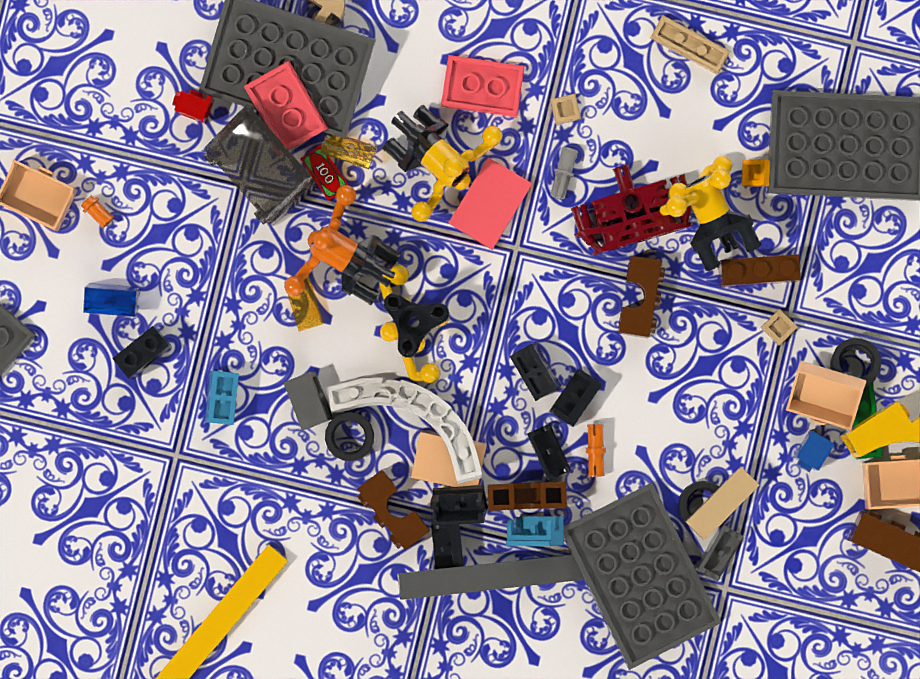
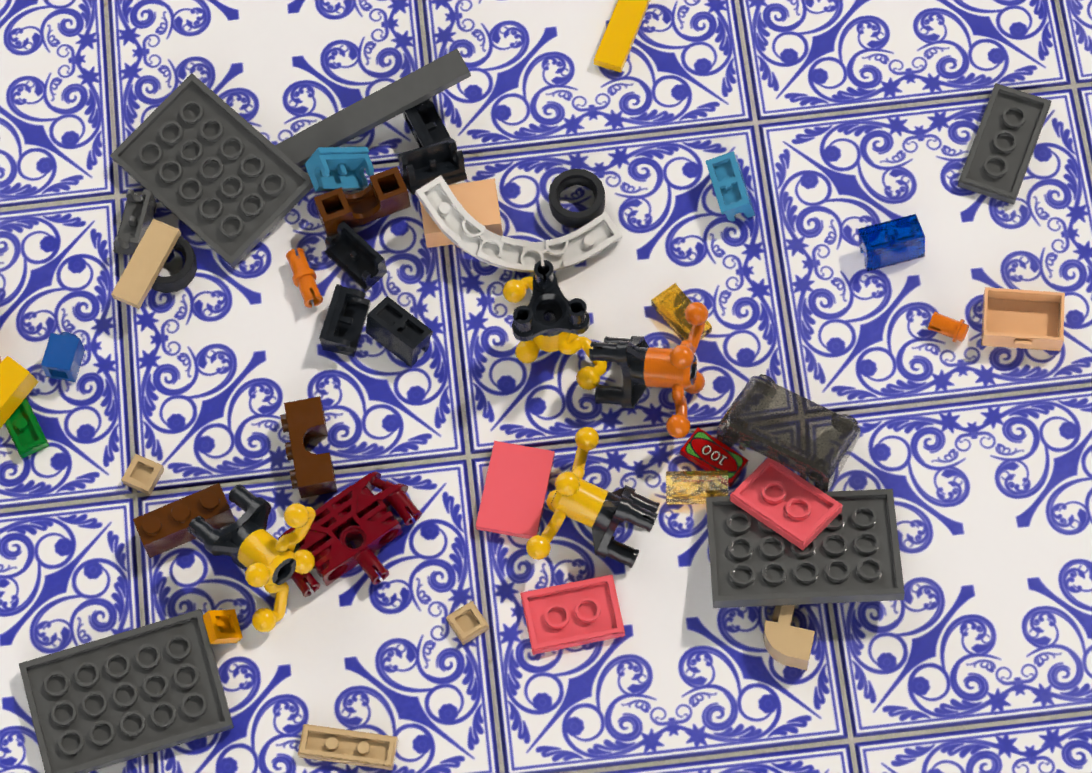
camera: 165 degrees right, 20 degrees down
(142, 352) = (834, 201): black brick -> none
(193, 105) = (892, 471): red brick -> none
(308, 400) = (635, 218): dark grey hinge -> none
(404, 529) = (483, 129): reddish brown arch -> none
(563, 173) = (443, 551): light grey axle -> none
(825, 395) = (66, 410): light nougat container -> none
(863, 346) = (38, 438): black tyre -> none

